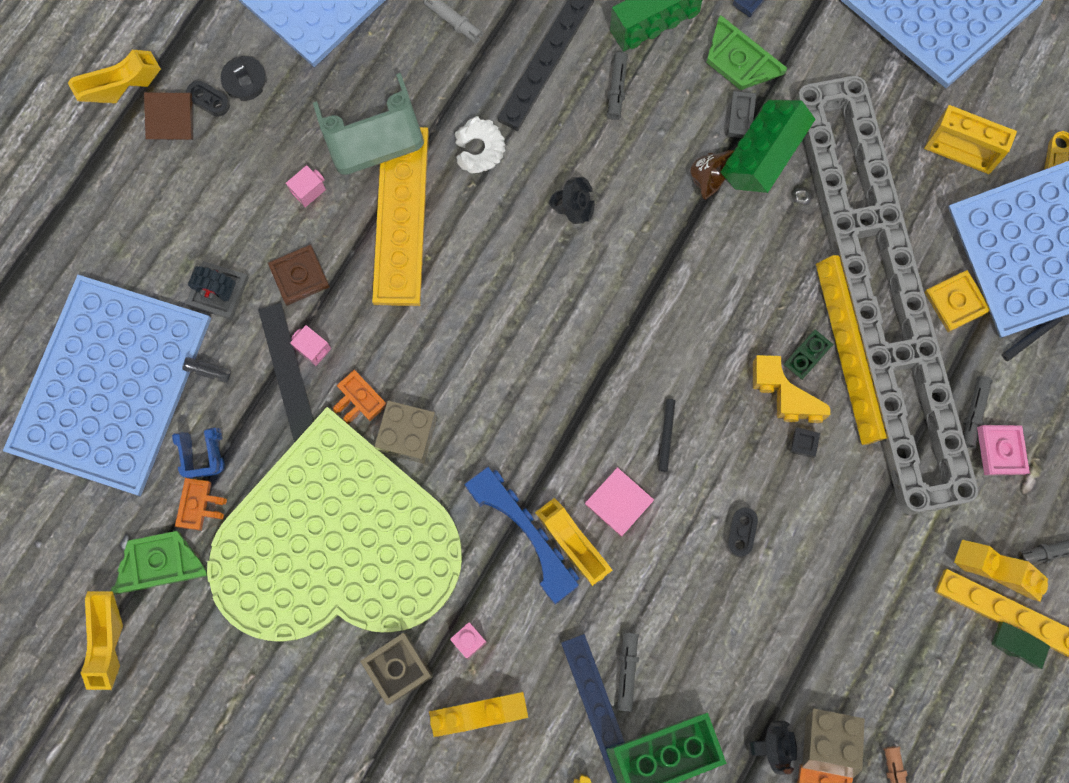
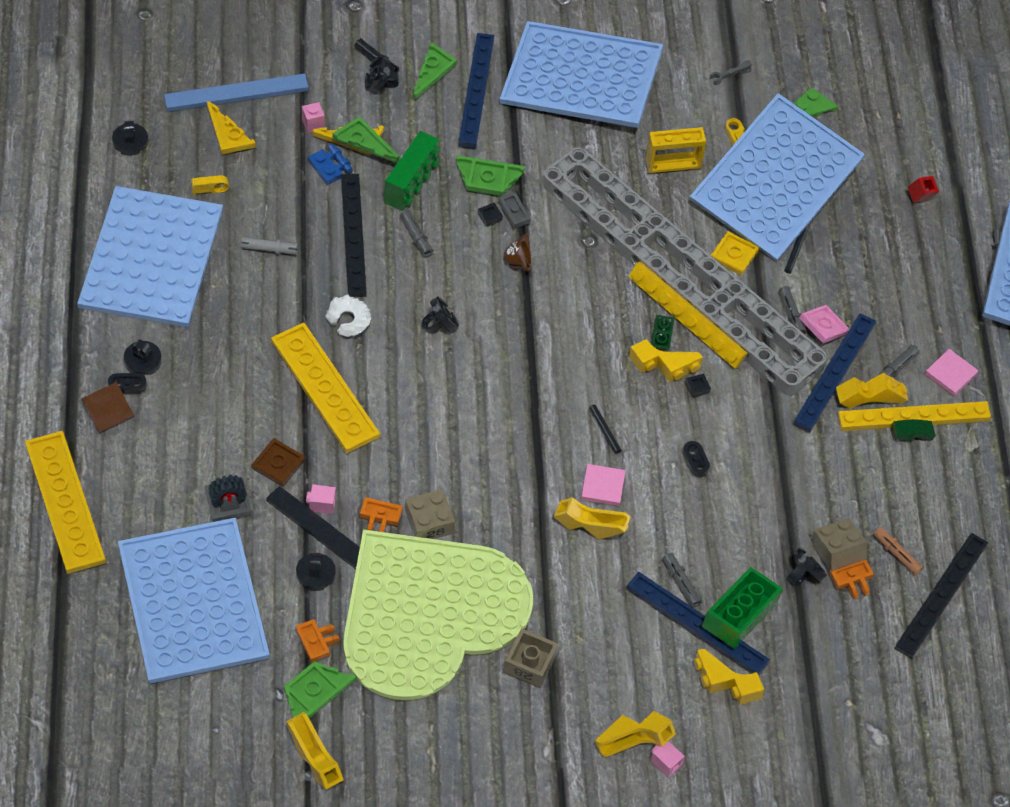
camera: 40 degrees left, 20 degrees down
(59, 199) = (65, 502): none -> yellow plate
(110, 83) = (49, 405): yellow arch -> none
(184, 444) = (311, 603): blue piece -> none
(206, 369) = (259, 551): black axle -> none
(251, 424) = (315, 571): none -> black tile
(306, 185) = (243, 402): bright pink brick -> none
(374, 138) = (273, 347): sand green windscreen -> none
(468, 640) = (565, 617): bright pink brick -> none
(478, 714) = (601, 656): yellow arch -> none
(488, 490) = (516, 522): blue arch -> none
(711, 105) = (490, 214): none -> black plate
(768, 145) = (547, 217): green brick -> none
(975, 517) = (834, 372): none -> dark blue plate

